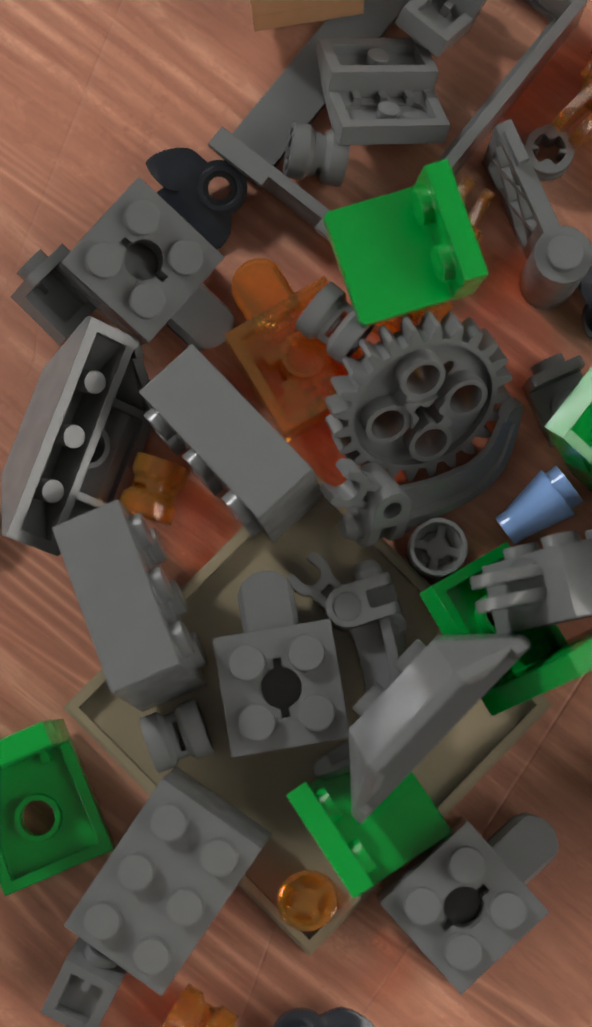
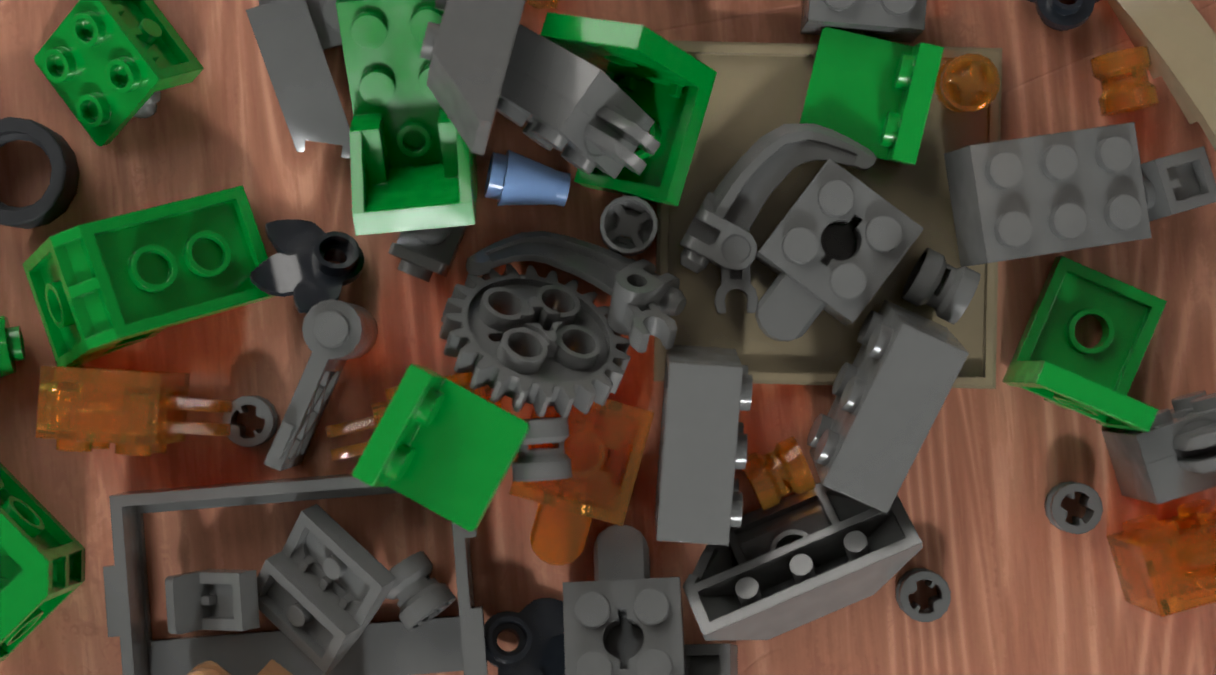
camera: 135 degrees left, 5 degrees up
(421, 707) = (761, 124): dark grey wedge -> none

